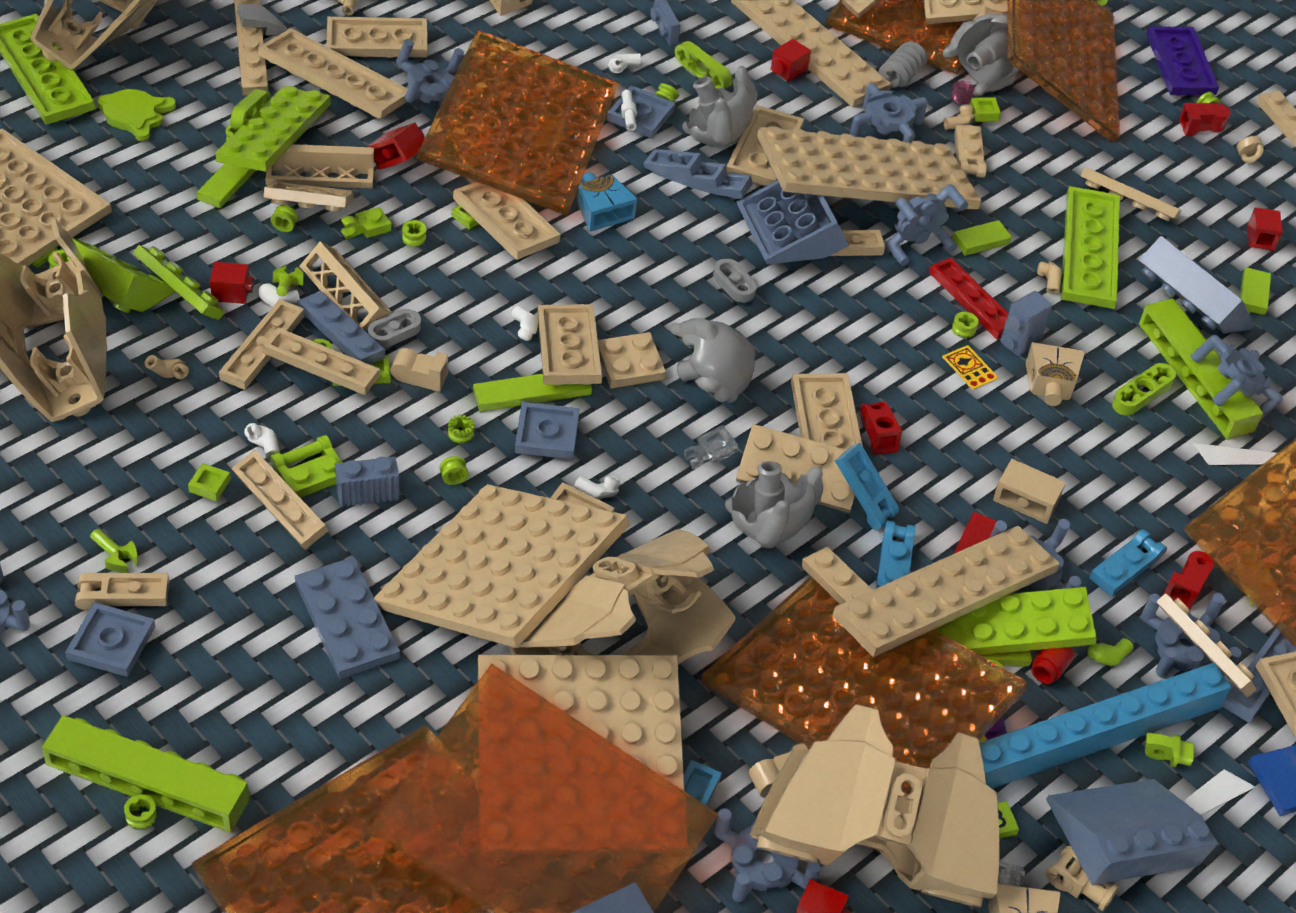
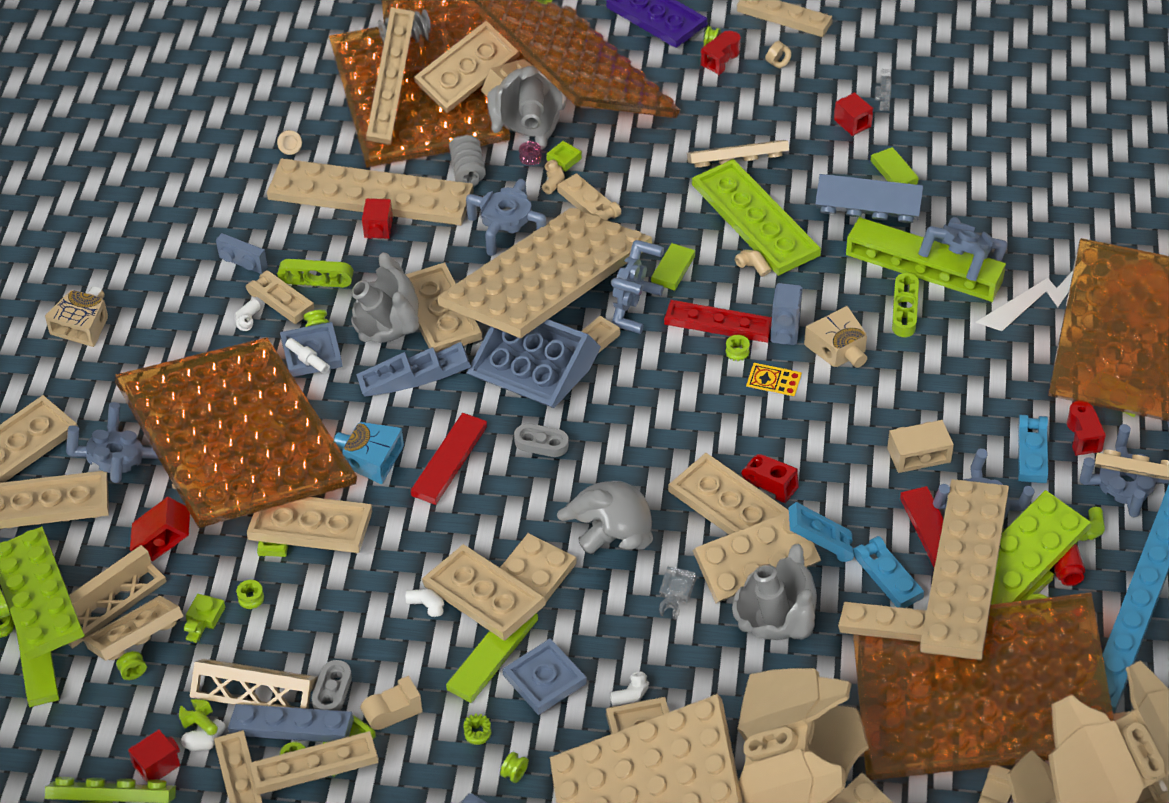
camera: 35 degrees left, 0 degrees up
(654, 246) = (448, 458): none -> red tile
(660, 64) = (280, 296): none -> tan plate

